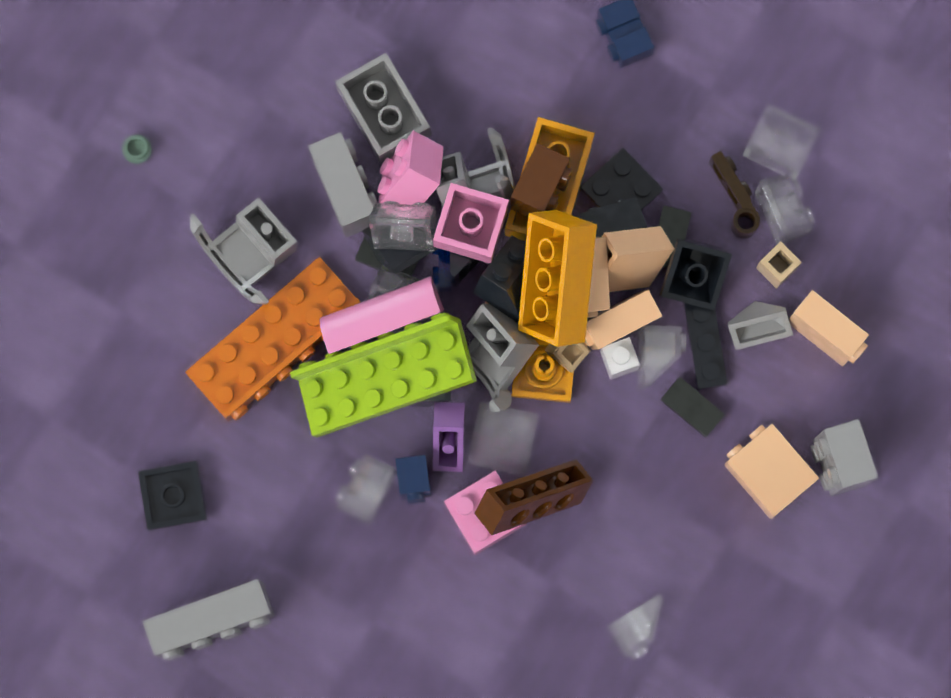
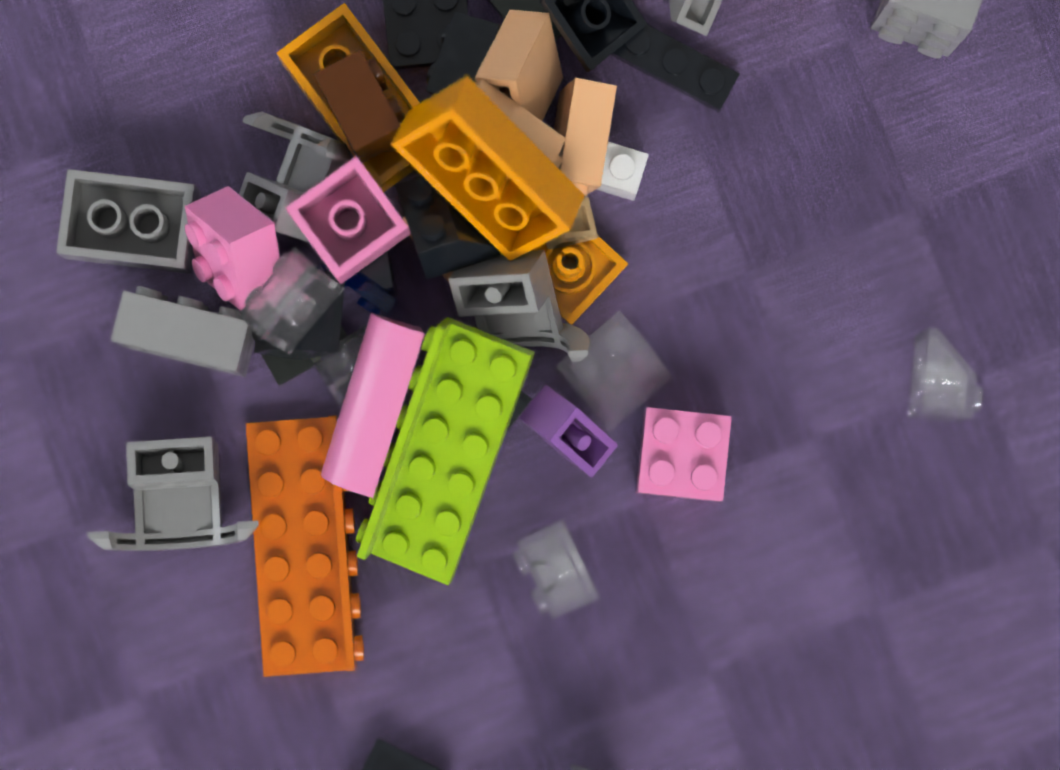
camera: 60 degrees left, 5 degrees up
(413, 479) = (587, 507): dark blue brick -> none
(533, 496) = (712, 387): reddish brown brick -> none
(657, 351) = (652, 124): clear slope -> none
(692, 407) = (735, 132): pearl dark grey tile -> none
(770, 470) = (873, 99): light nougat brick -> none

